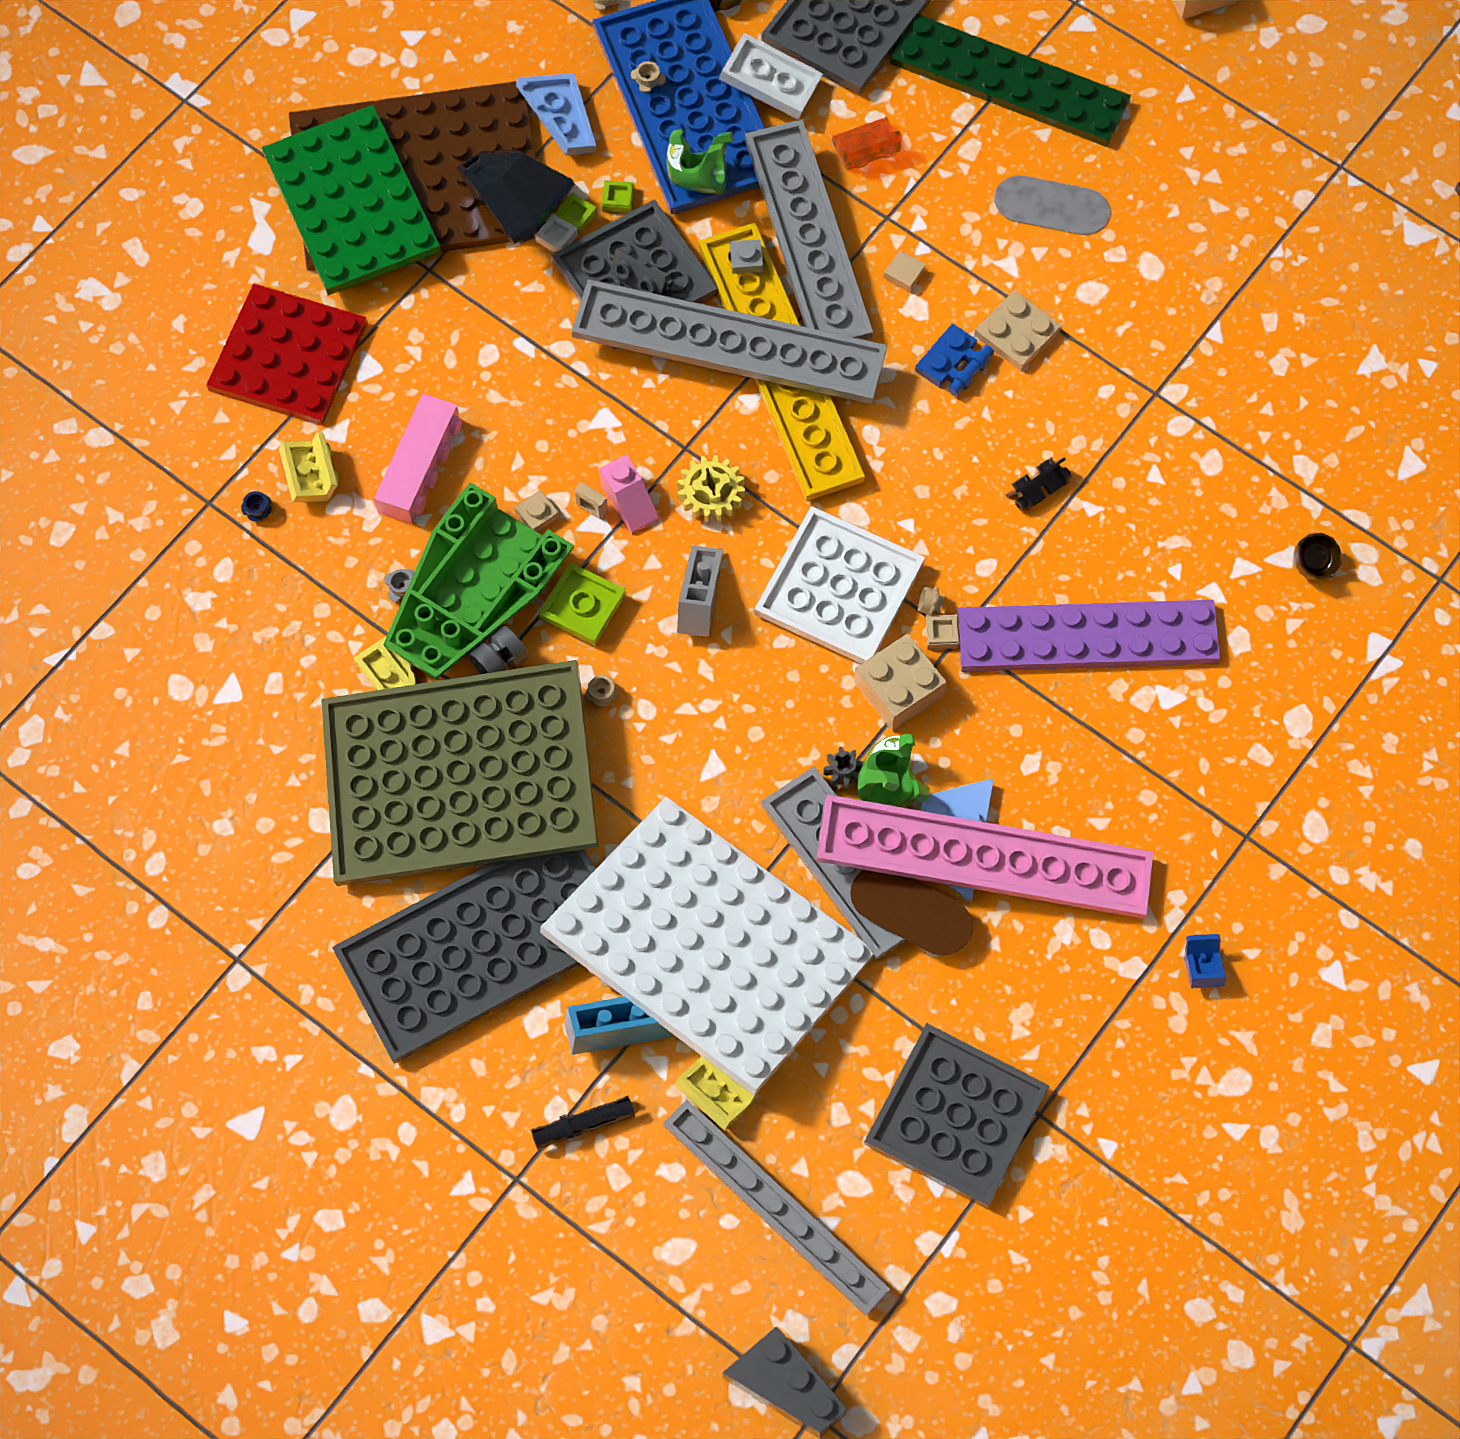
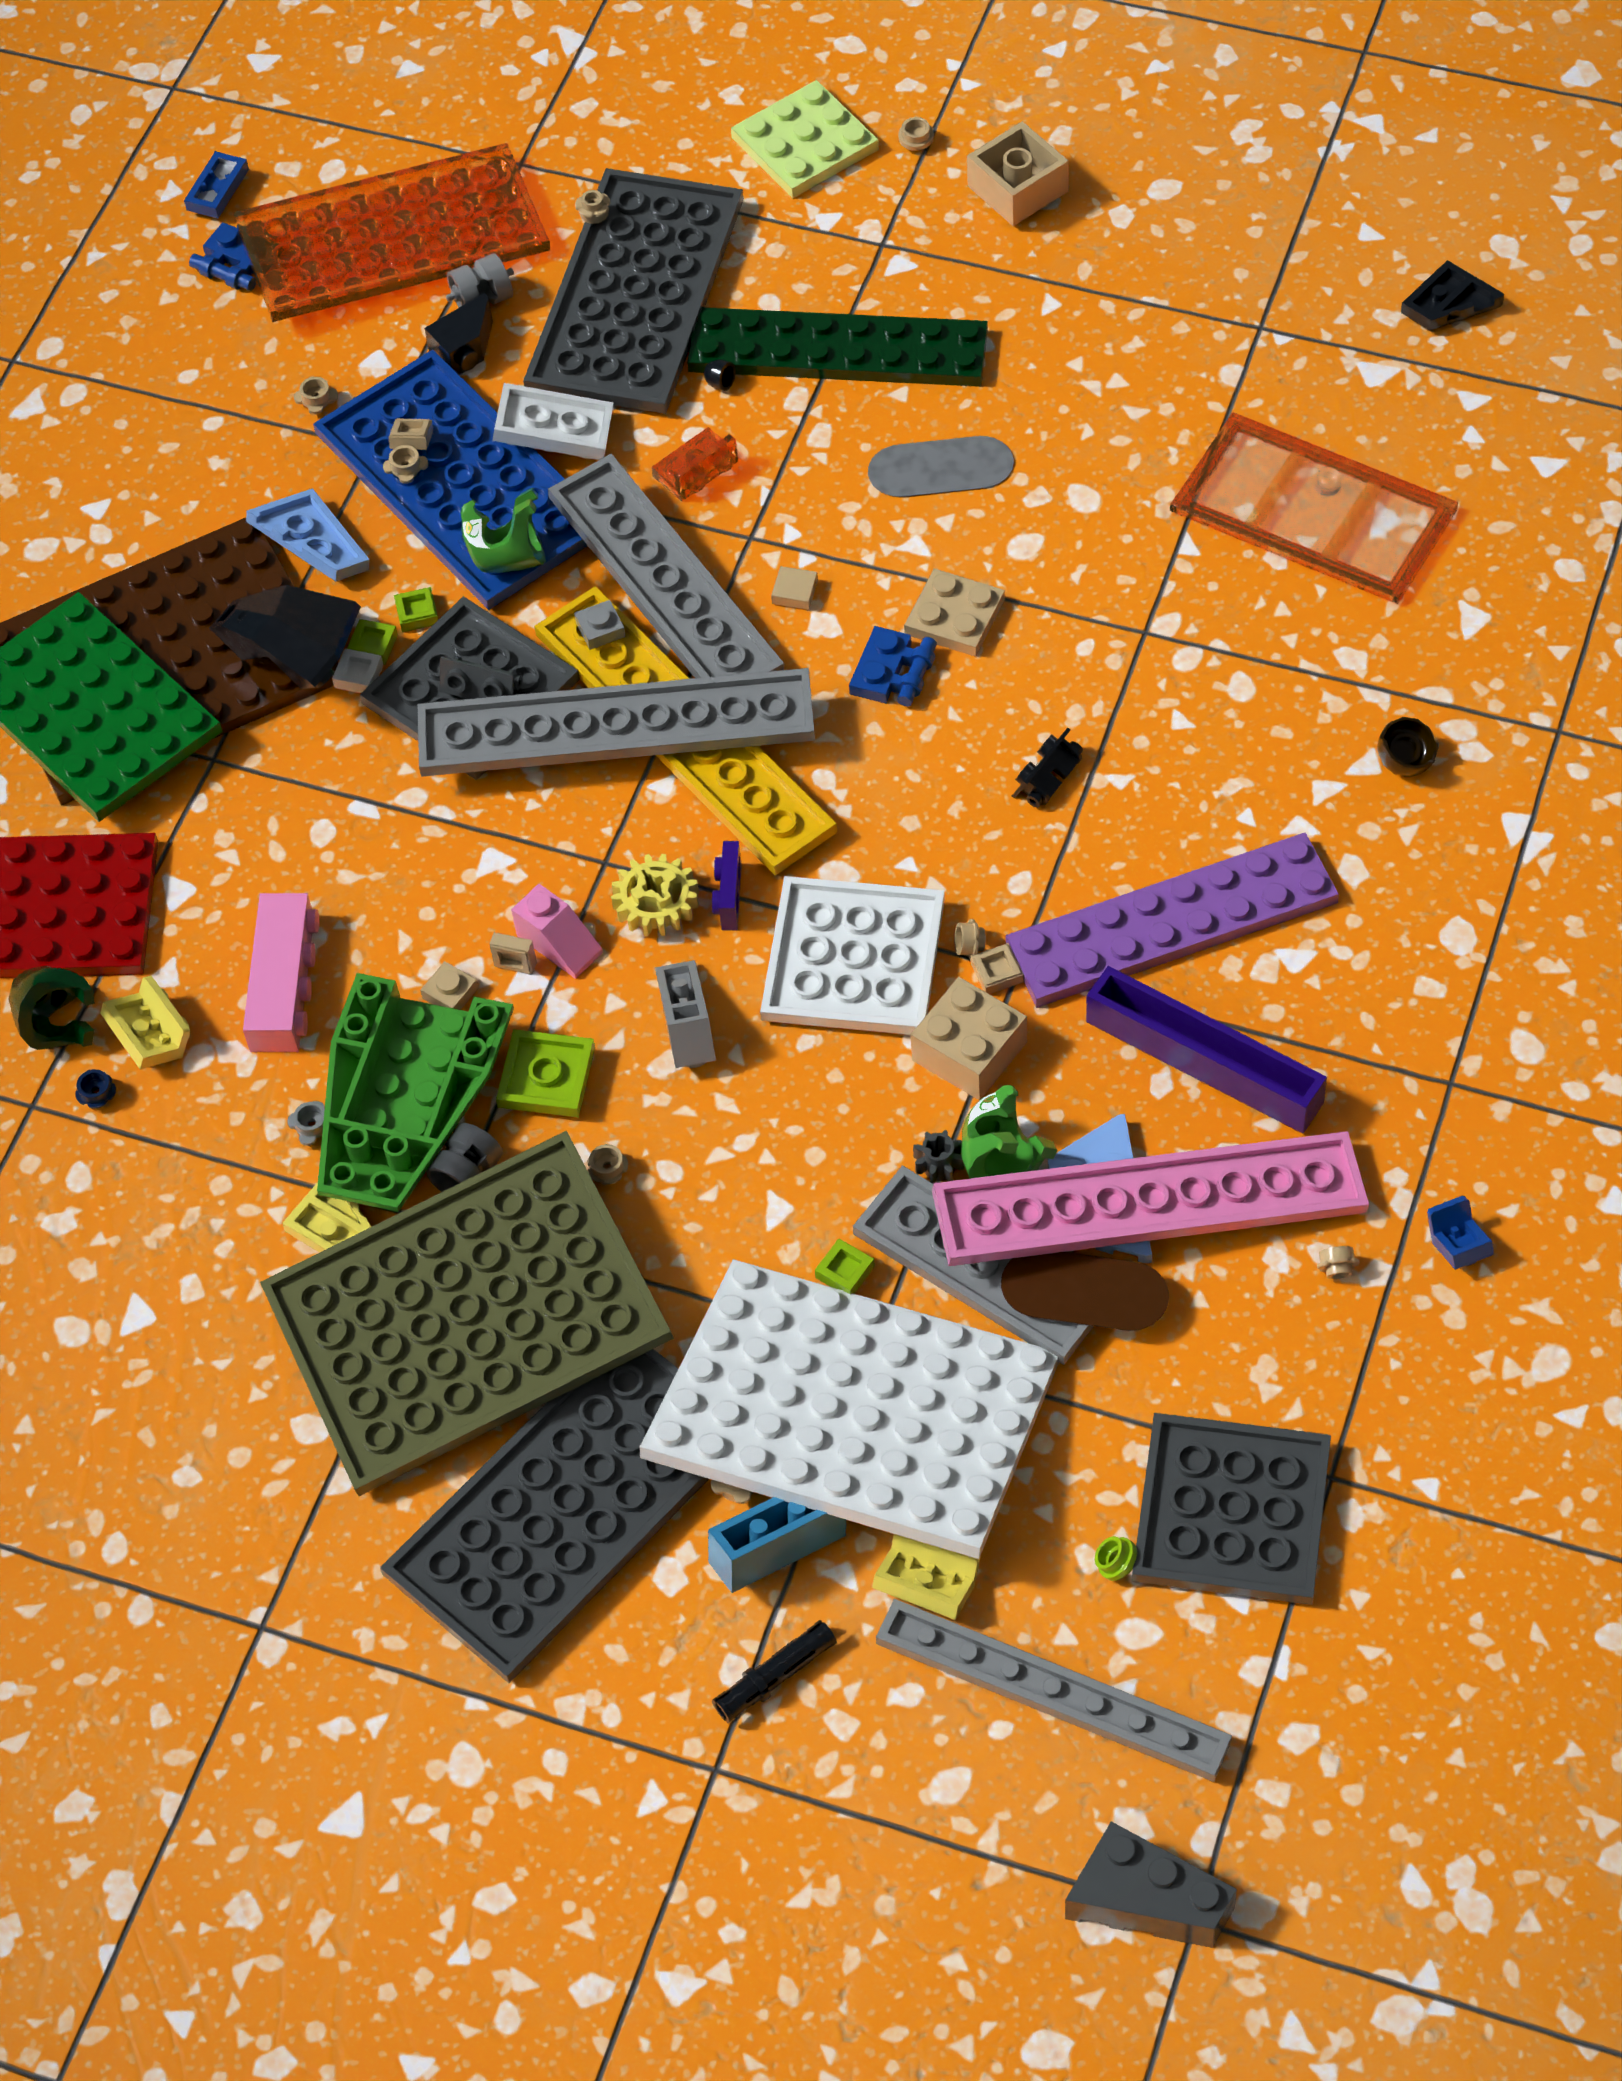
camera: 15 degrees left, 10 degrees down
(234, 422) = (38, 995): none -> dark green piece
(660, 52) = (411, 432): none -> tan tile
(744, 831) = (844, 1267): none -> lime plate
(771, 489) = (728, 871): none -> dark purple plate
(857, 1123) = (1115, 1557): none -> lime plate
(911, 75) = (720, 374): none -> black hinge
(1071, 751) = (1206, 1049): none -> dark purple brick
(1106, 951) = (1337, 1262): none -> tan plate
(1324, 332) = (1315, 507): none -> door

